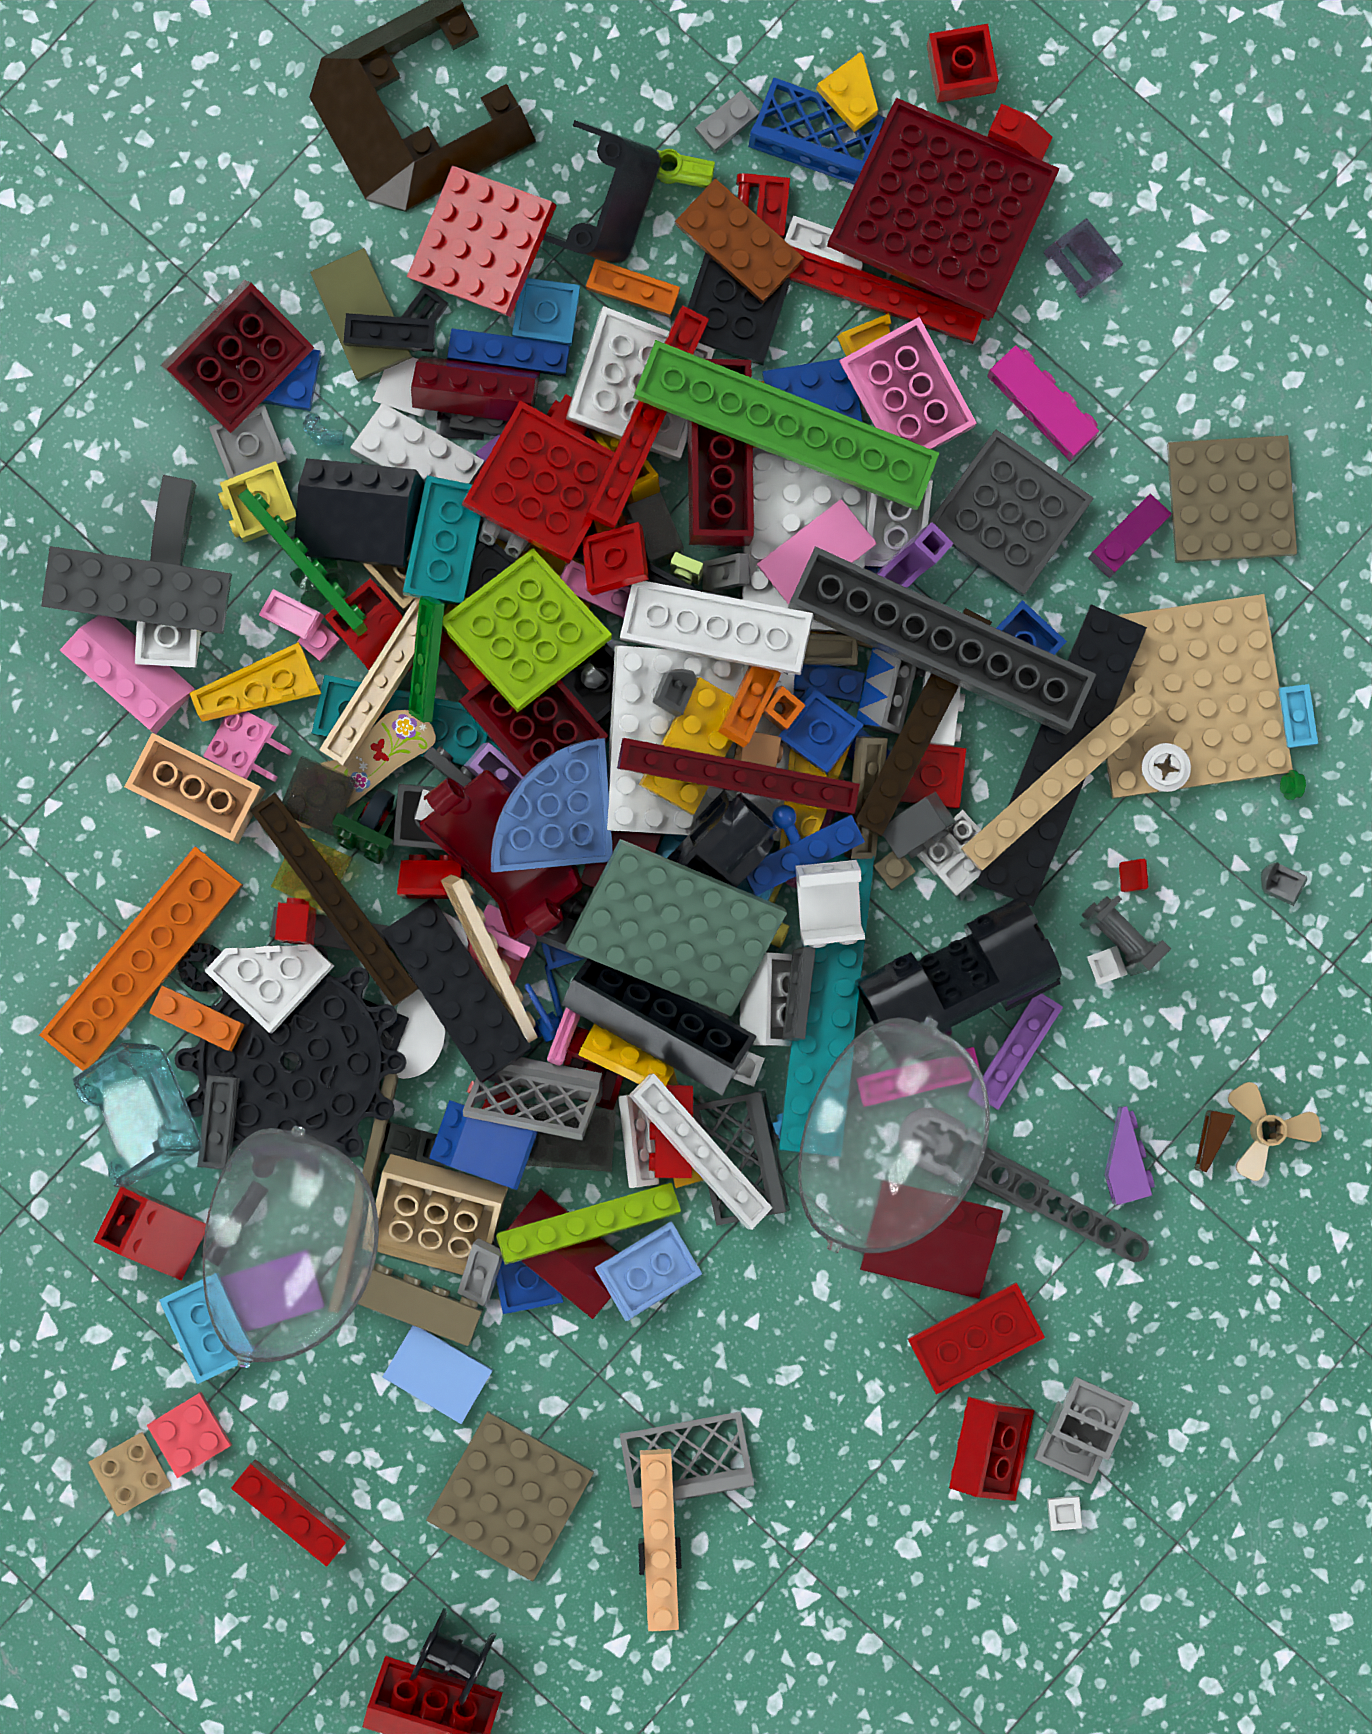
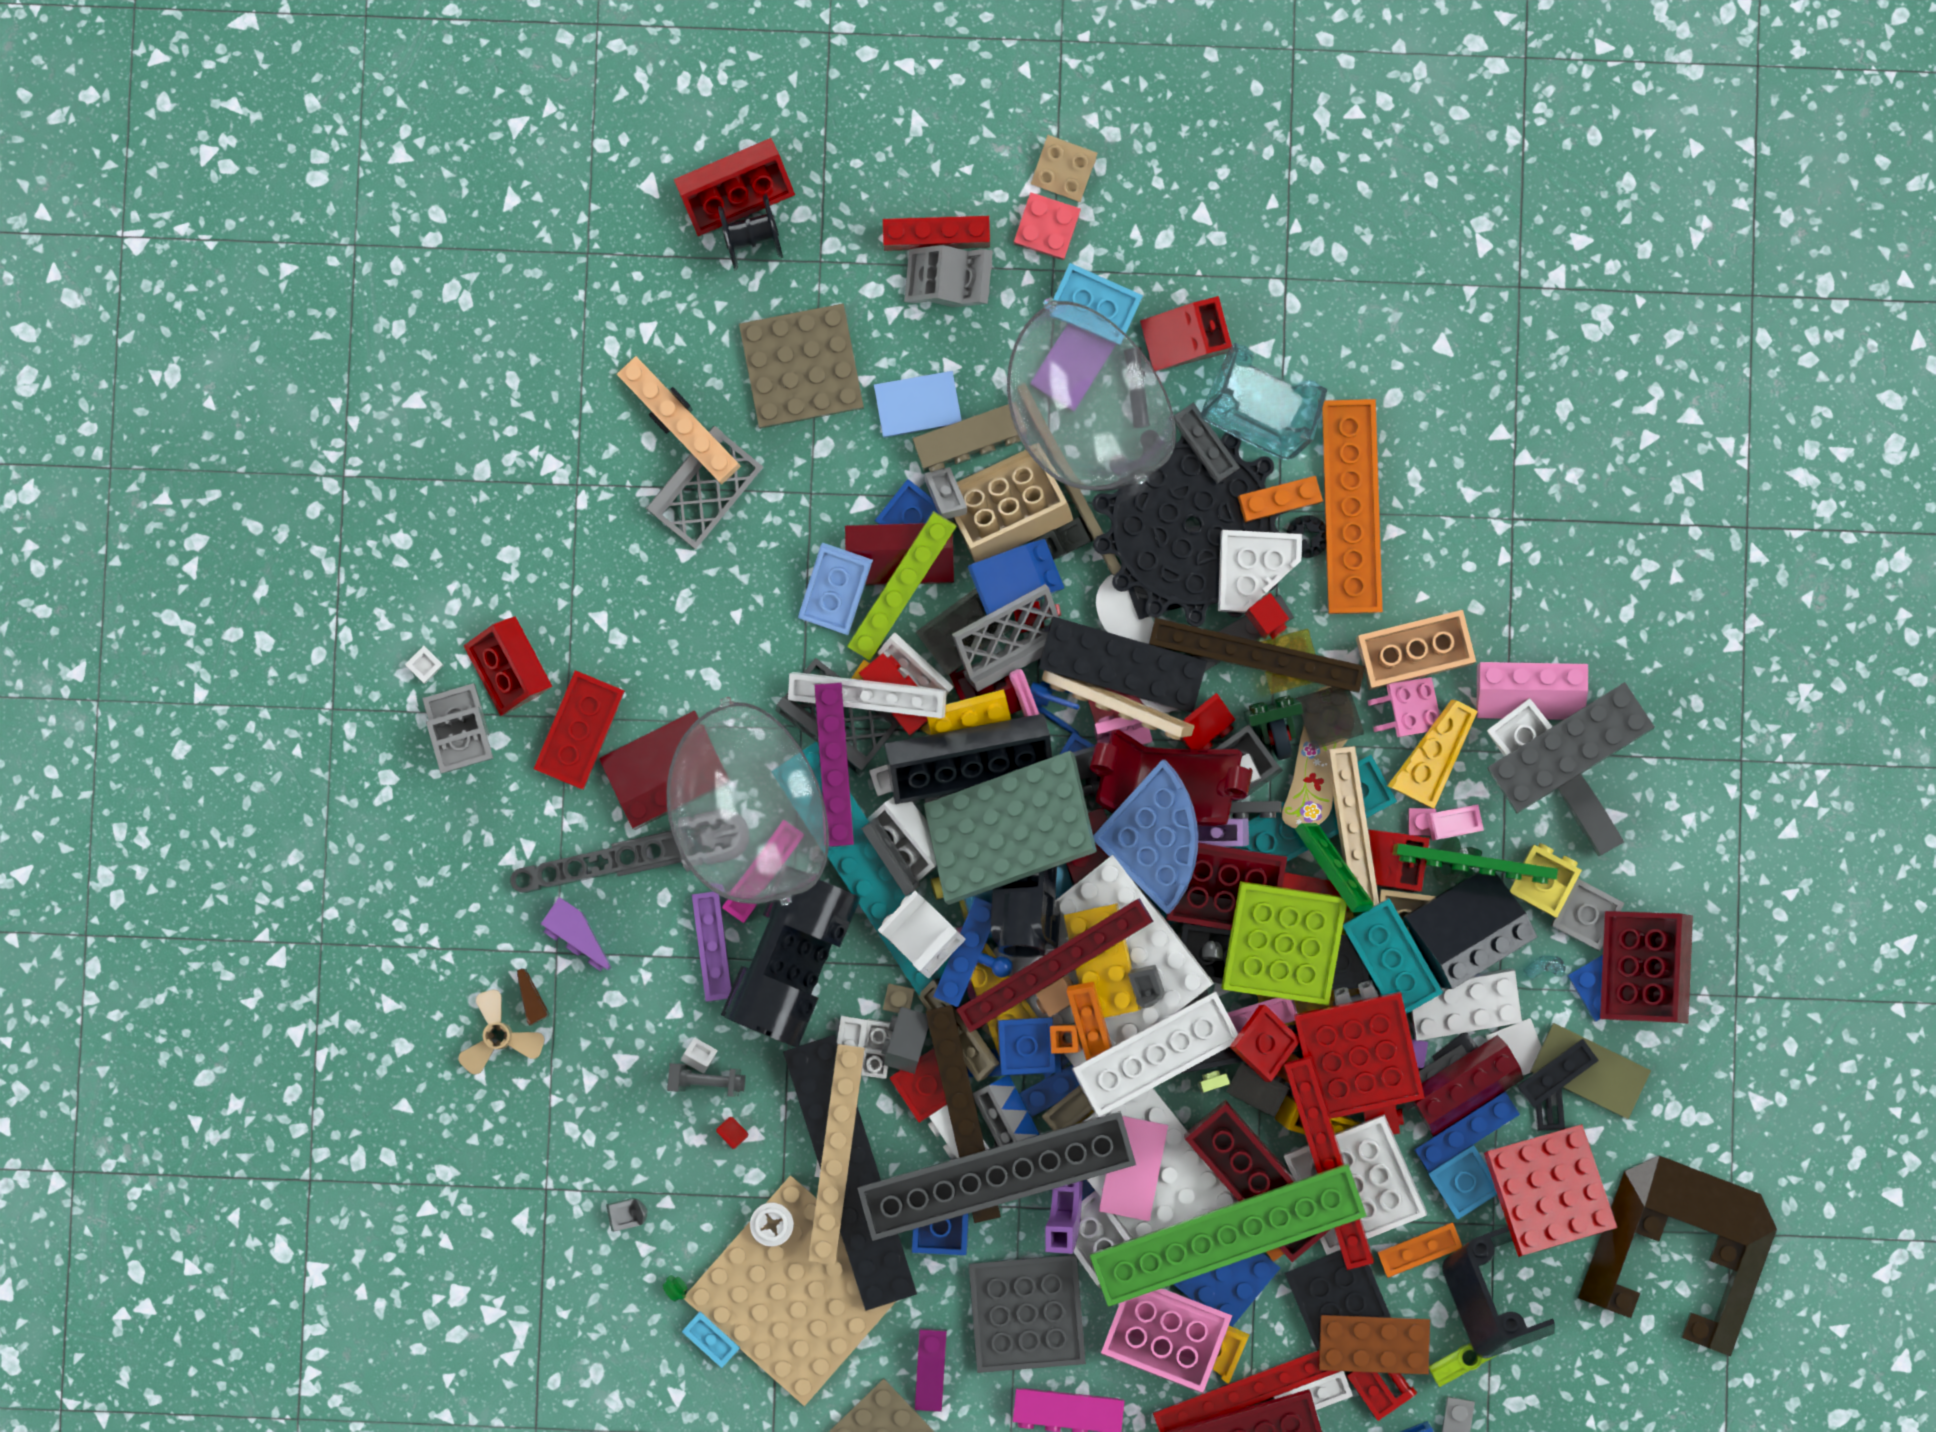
camera: 140 degrees right, 0 degrees up
(313, 1464) = (948, 276): none -> light grey bracket
(726, 572) = (1184, 1103): light grey plate -> none
(779, 1117) = (834, 762): none -> magenta plate

